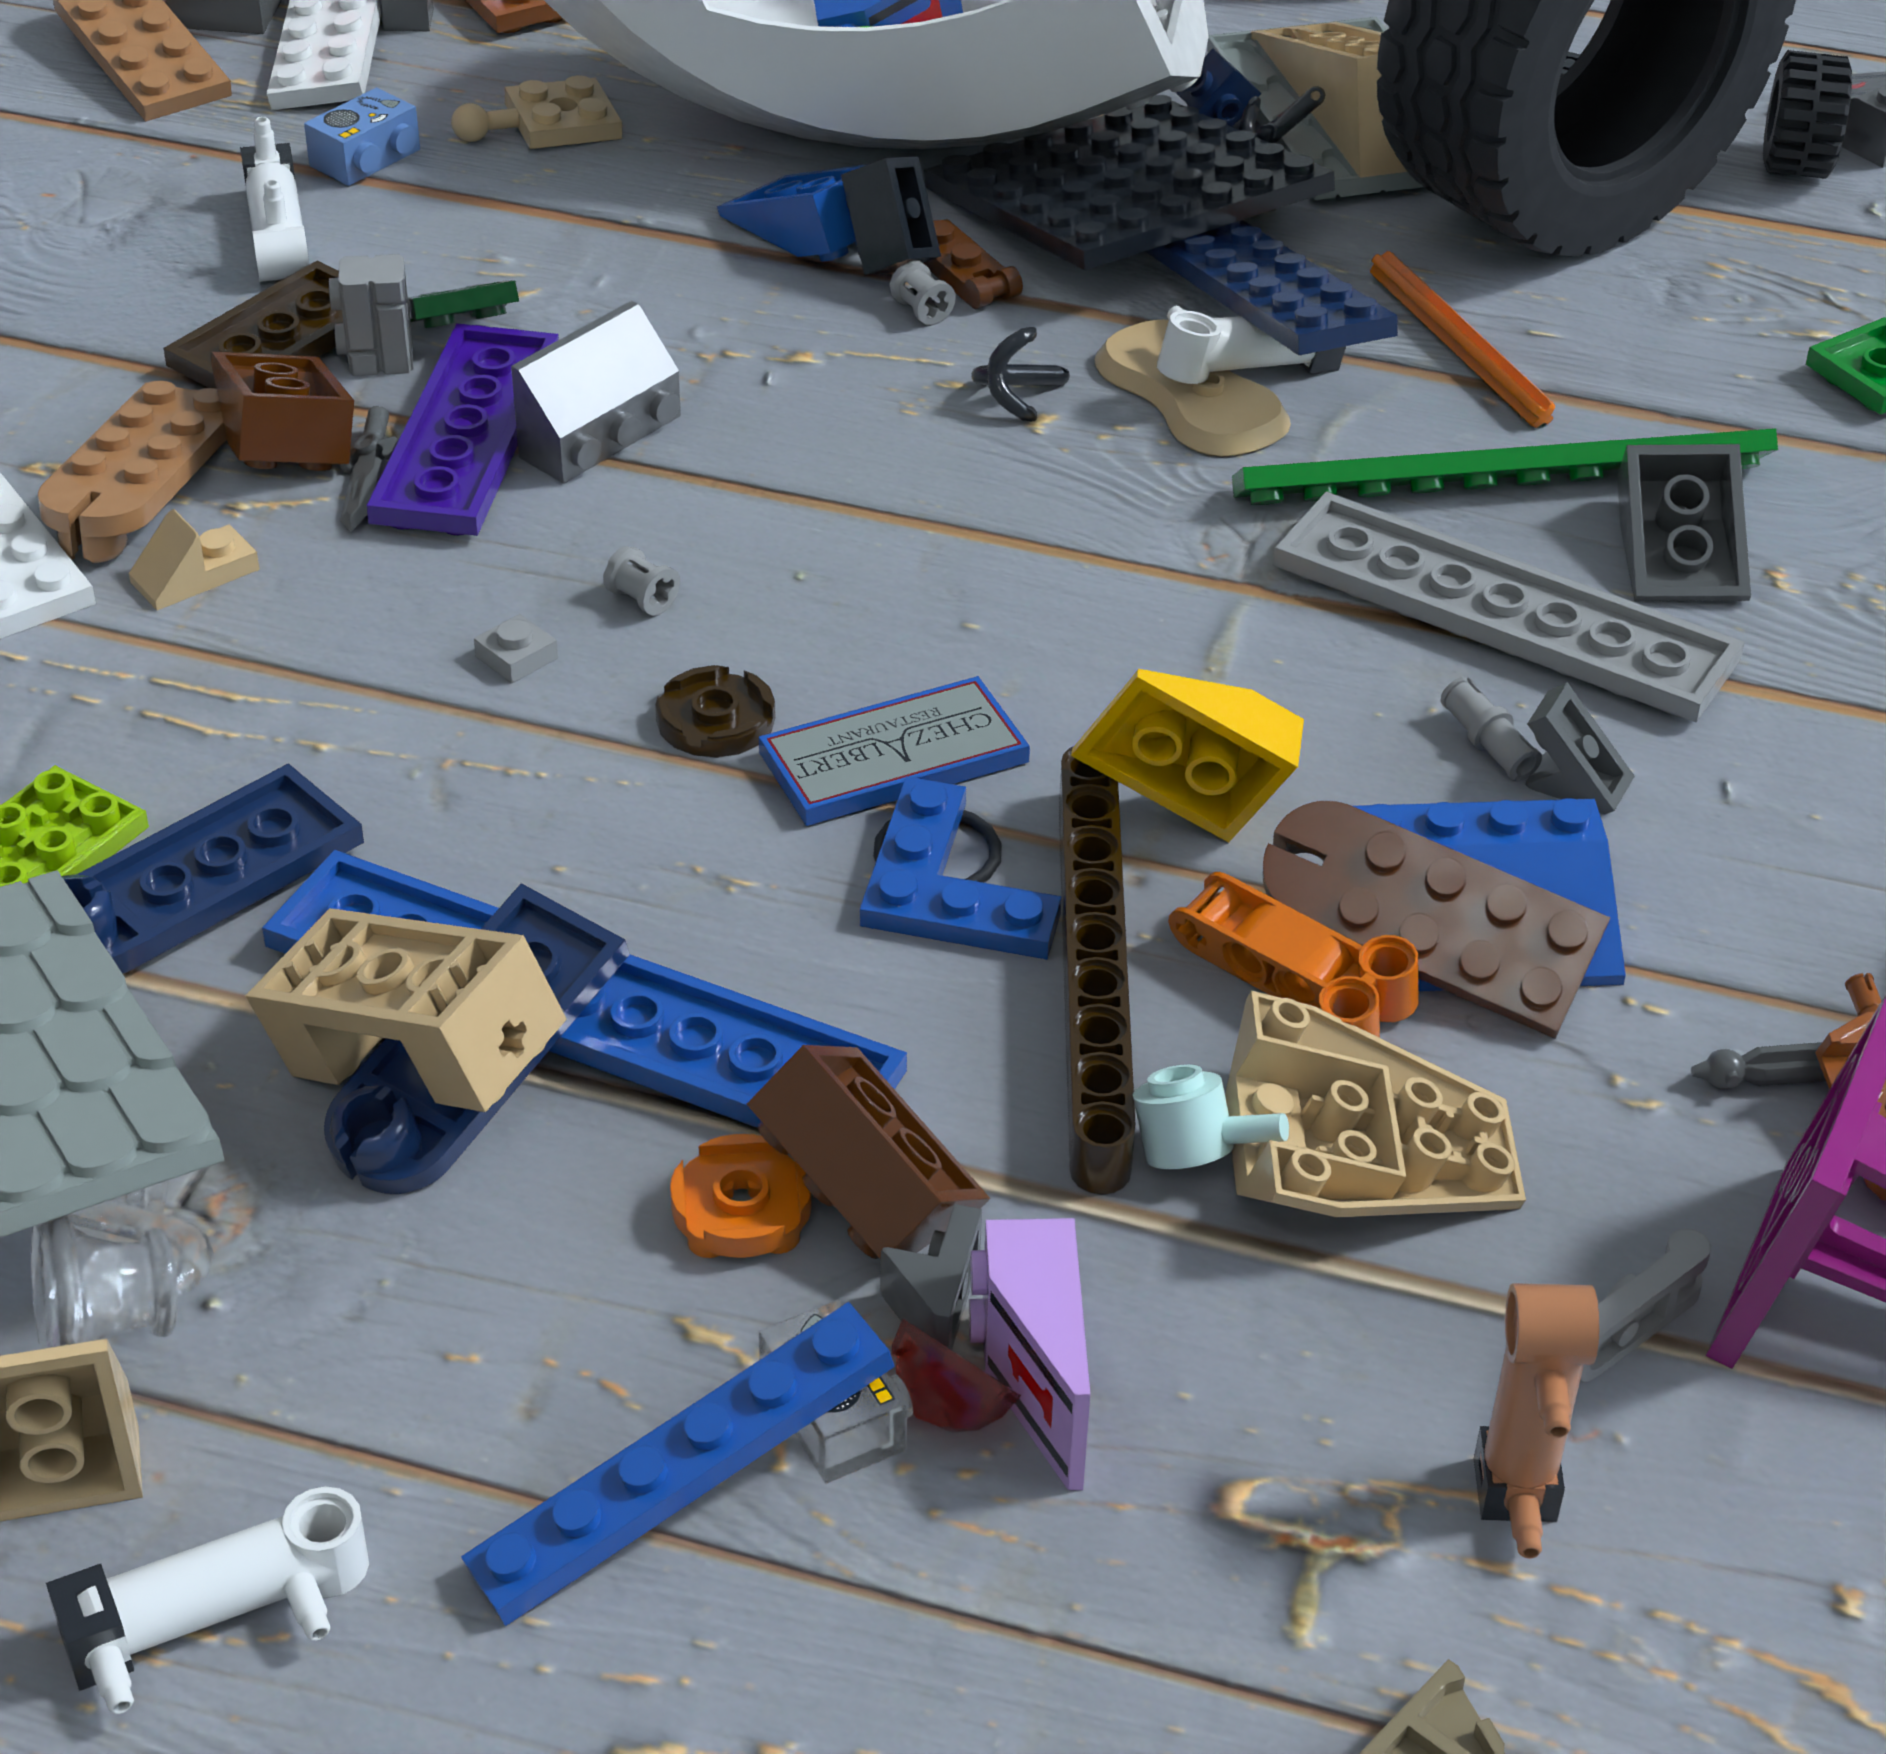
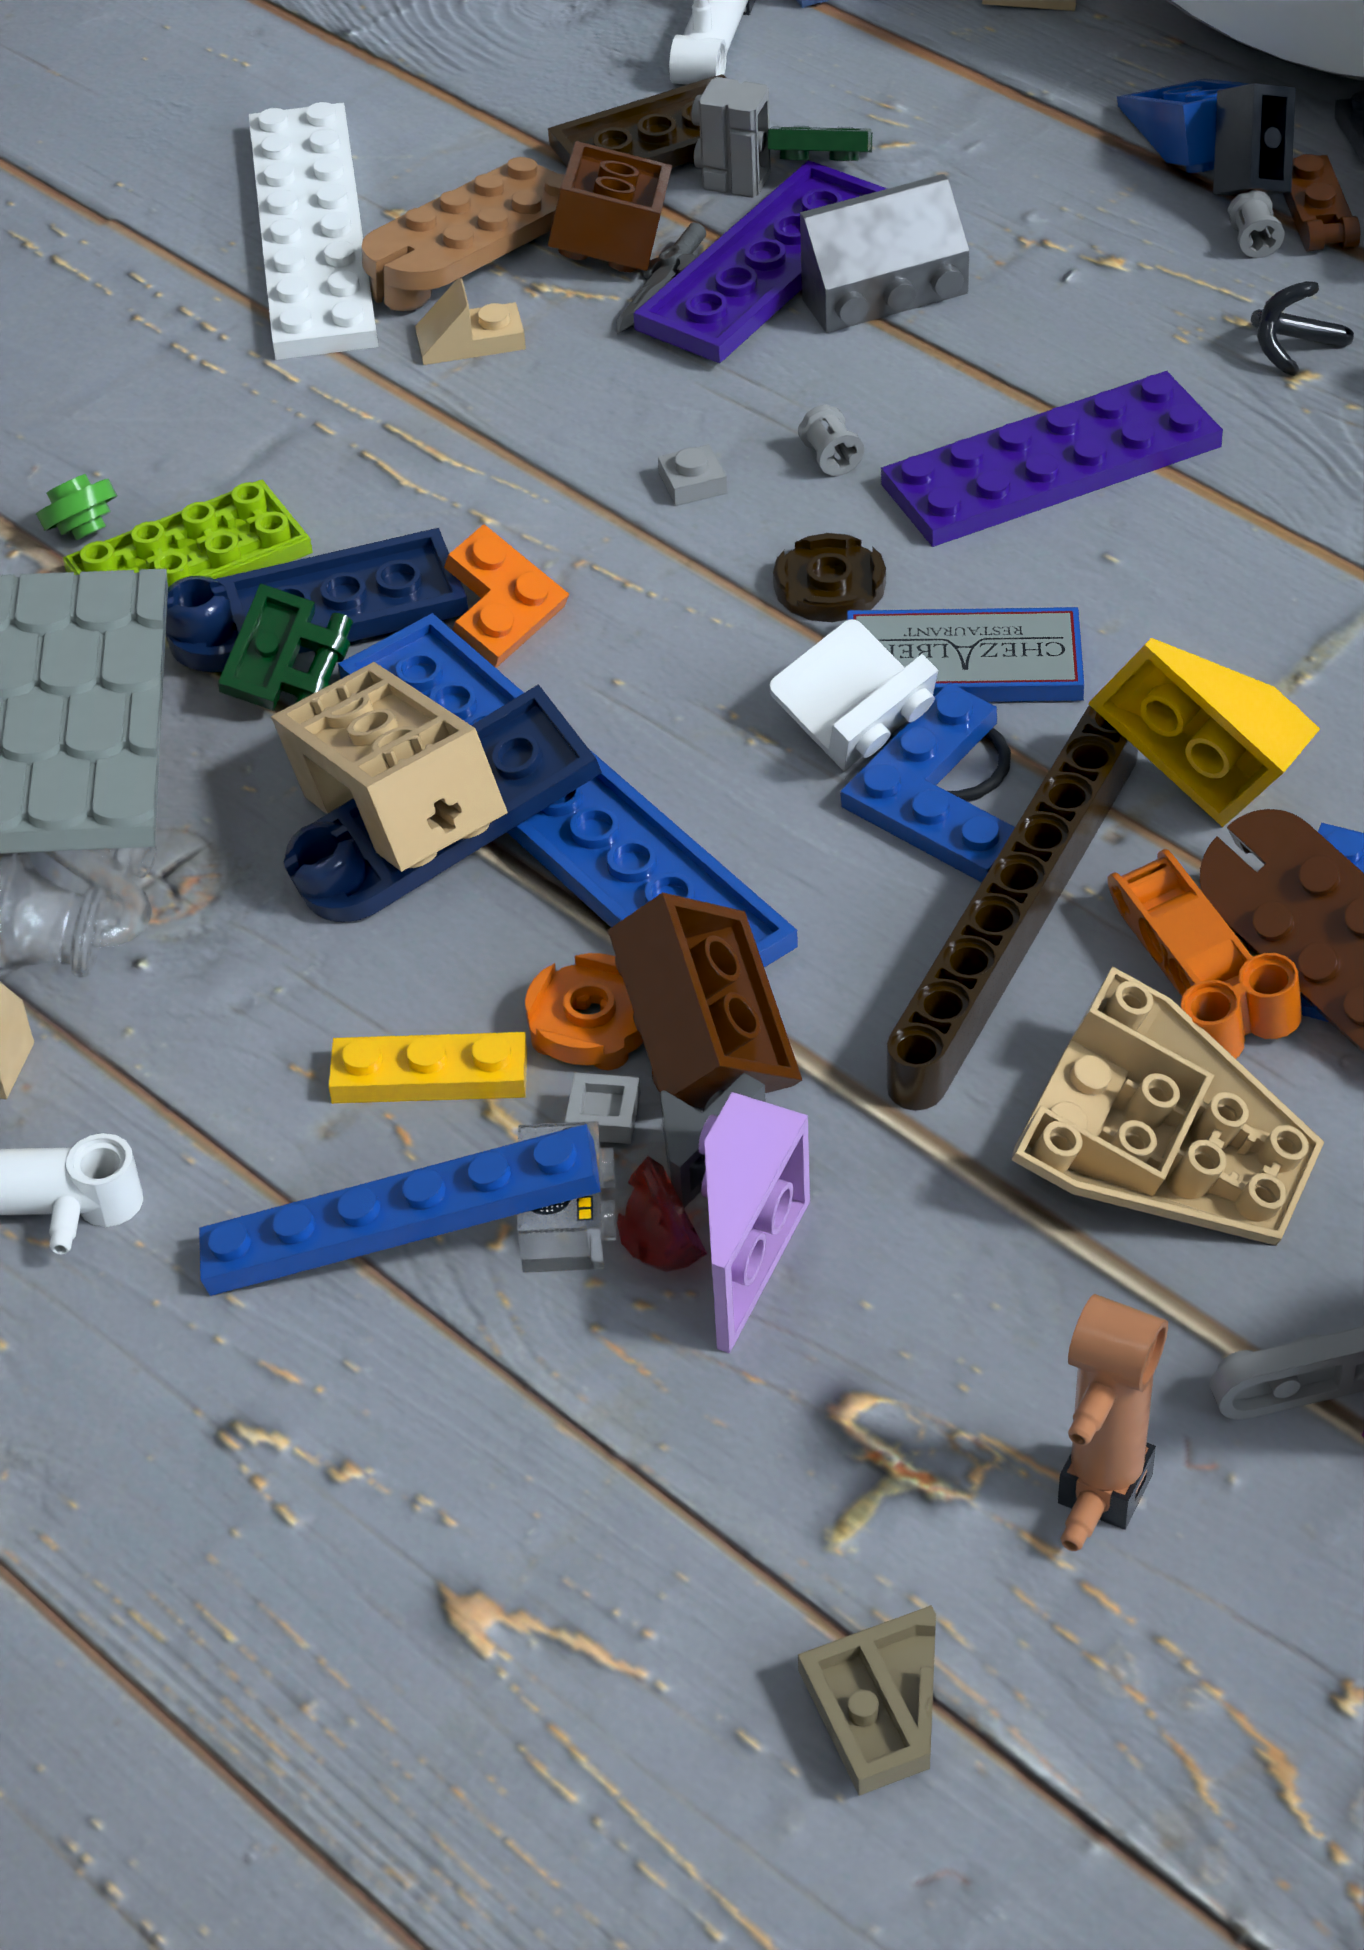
camera: 30 degrees right, 5 degrees up
(180, 932) = (270, 643): none -> dark green plate
(407, 806) = (512, 592): none -> orange plate
(602, 1309) = (428, 1067): none -> yellow plate
(814, 1280) = (605, 1099): none -> light grey plate
(823, 811) = (853, 692): none -> white bracket
(857, 549) = (1050, 458): none -> dark purple plate
(1188, 1119) = (1000, 1066): light aqua piece -> none

